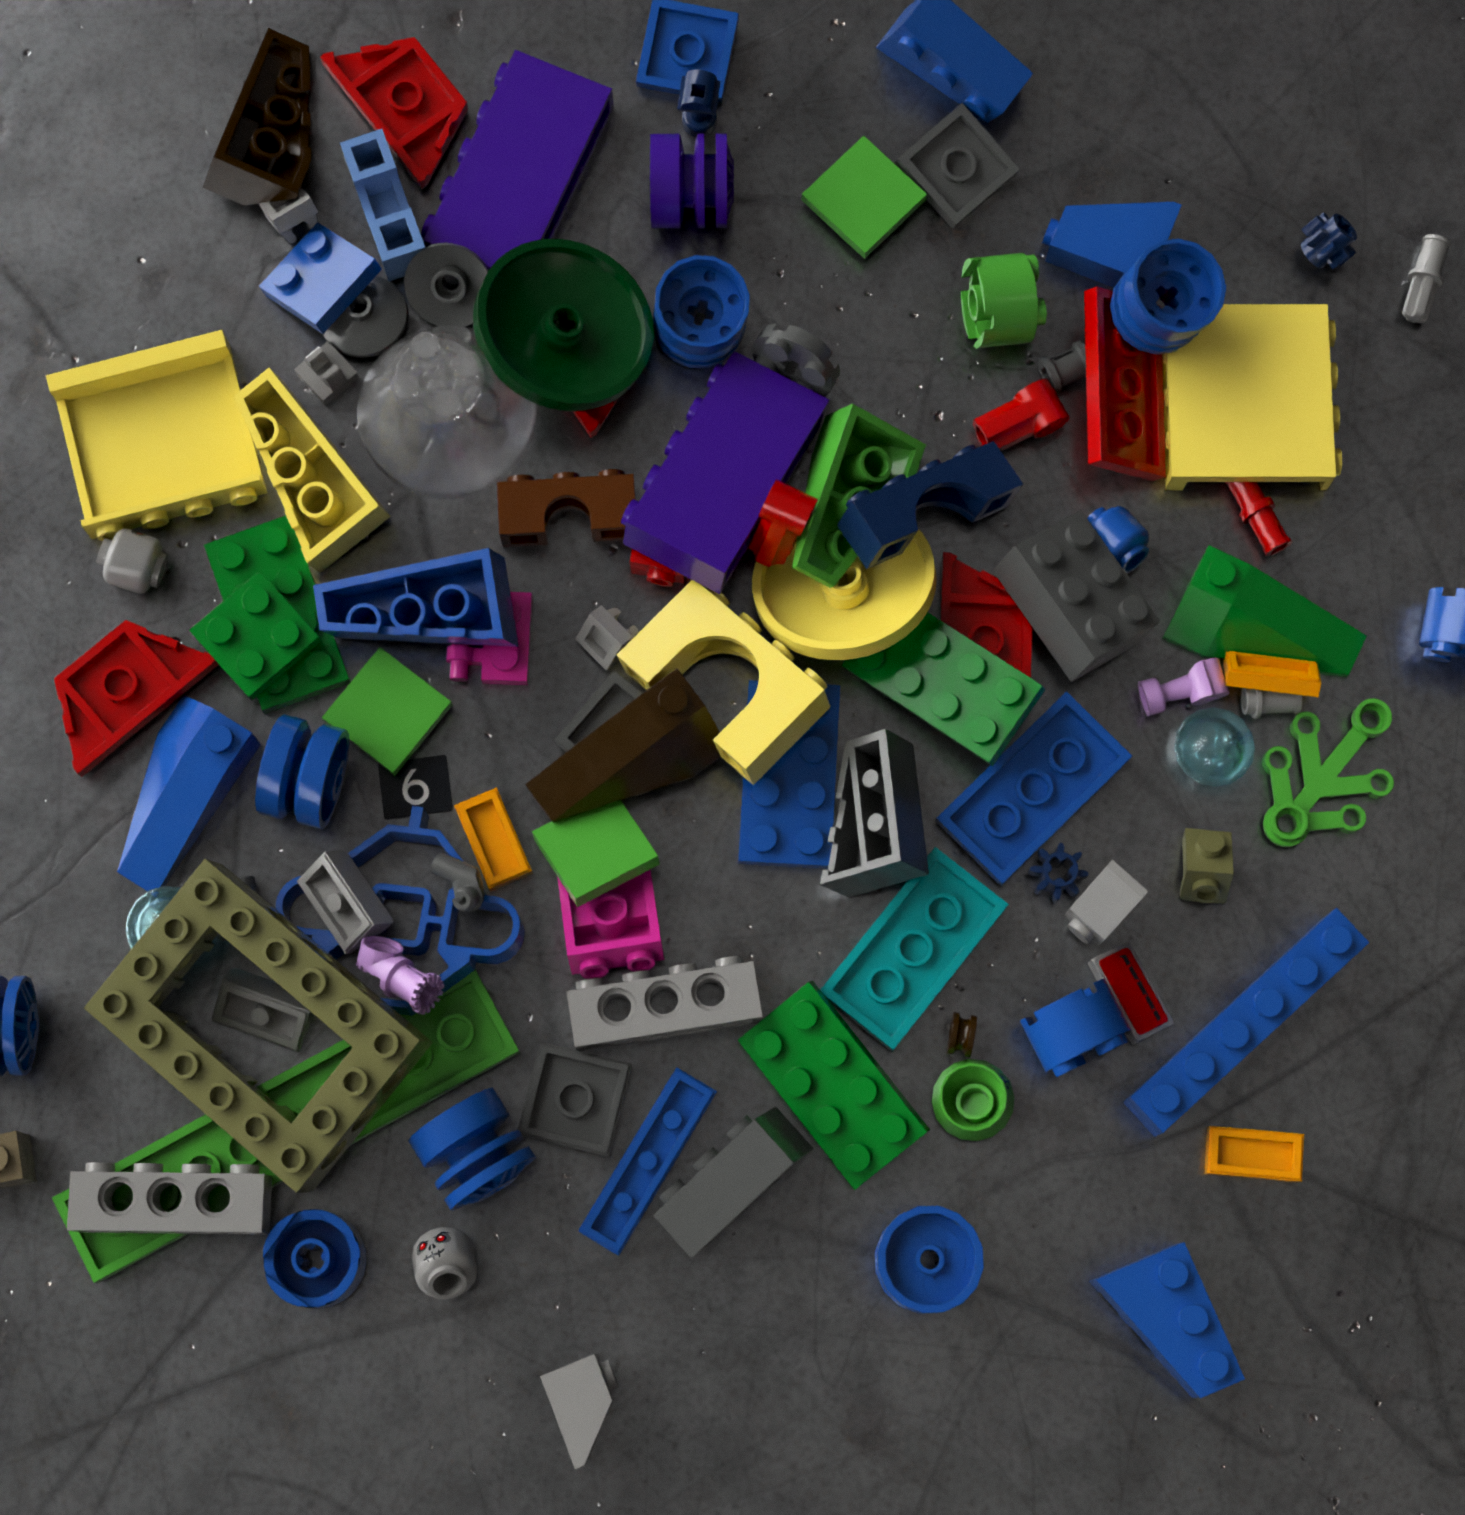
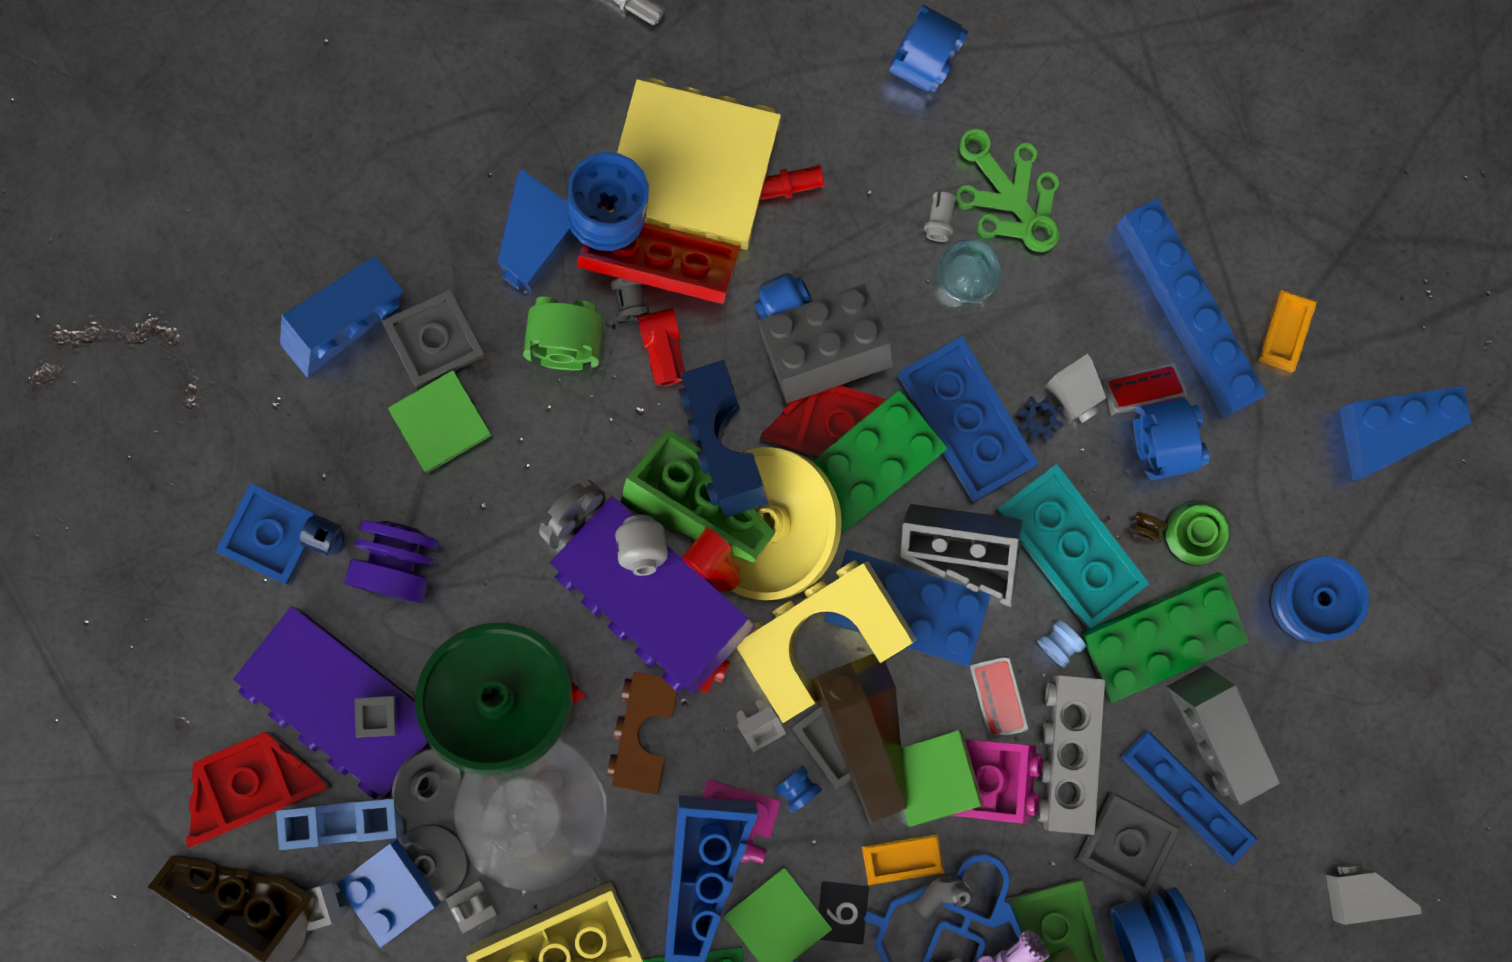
camera: 80 degrees left, 5 degrees up
(511, 205) = (375, 716): none -> dark grey plate
(545, 696) = (798, 789): none -> blue wheel
(703, 287) = (504, 559): blue wheel -> none
(710, 905) = (999, 697): none -> slope
(779, 436) = (641, 544): none -> light grey head
(793, 962) = (1061, 643): none -> light blue wheel
(1202, 685) = (916, 267): lavender leg -> none
(1206, 866) = (1059, 303): olive bracket -> none
(1247, 611) = (872, 213): green wedge -> none
(1272, 673) = (923, 210): light orange tile -> none
(1328, 240) = (580, 63): dark blue gear -> none

